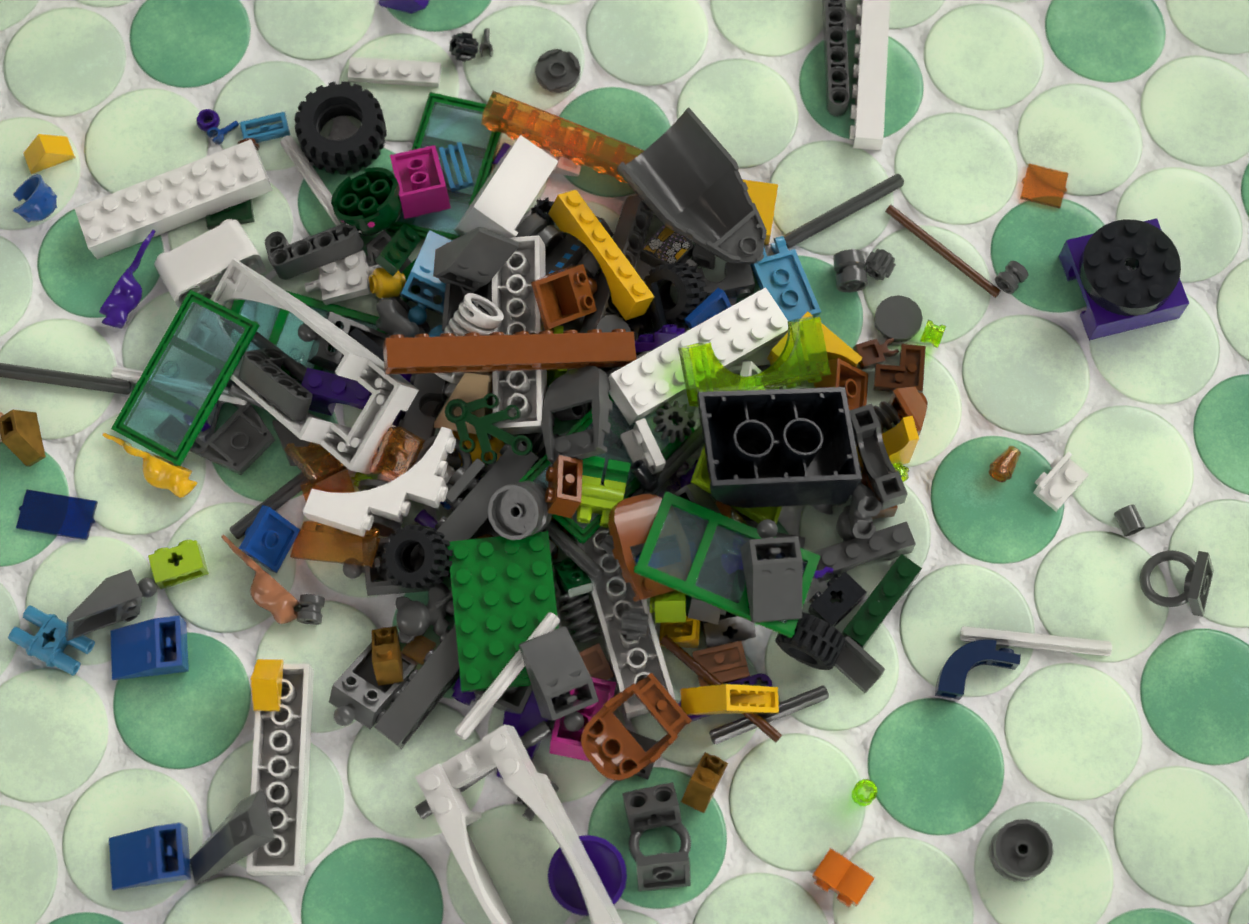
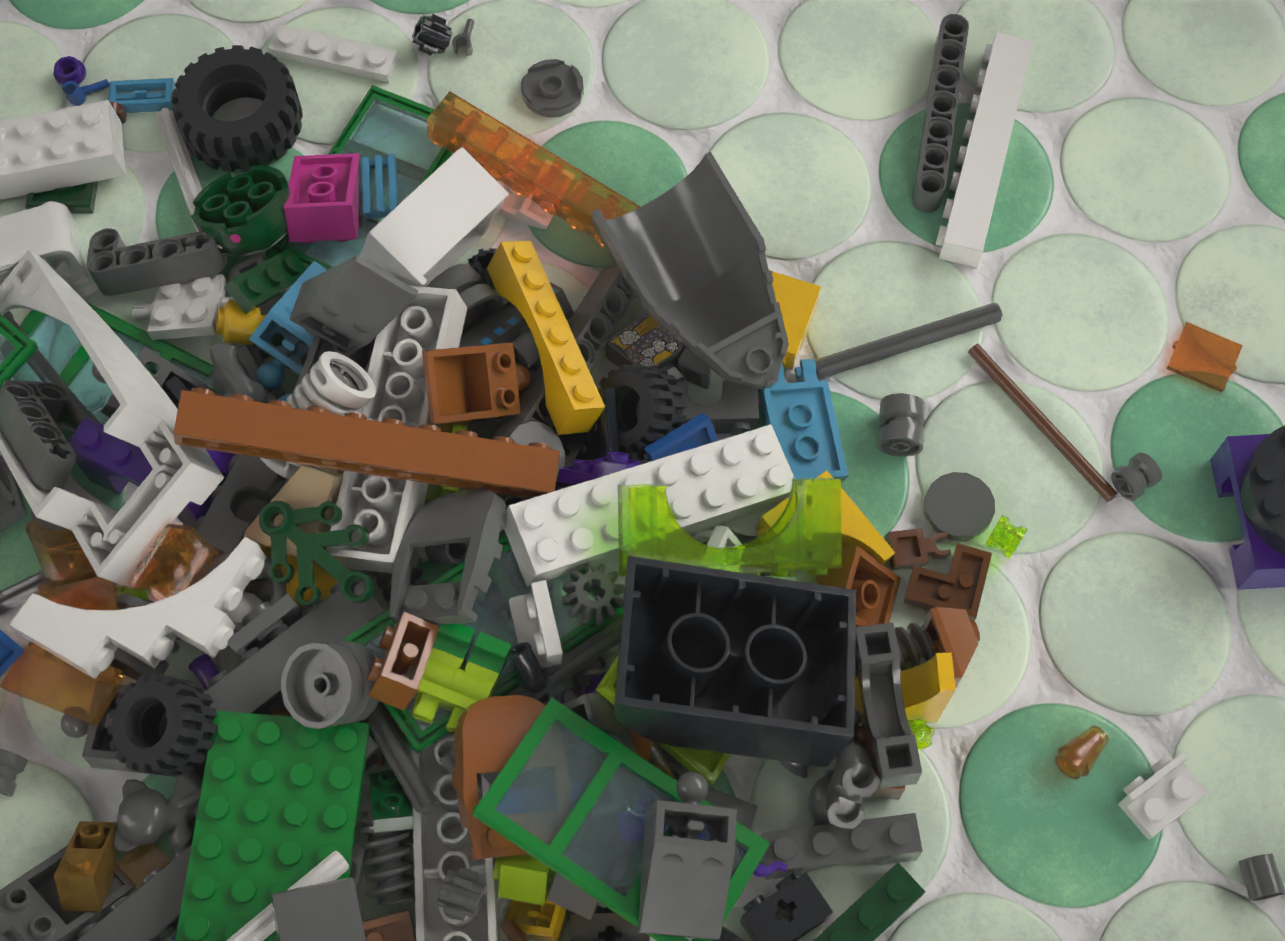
camera: 10 degrees right, 5 degrees down
(880, 264) = (946, 423): dark grey gear -> none

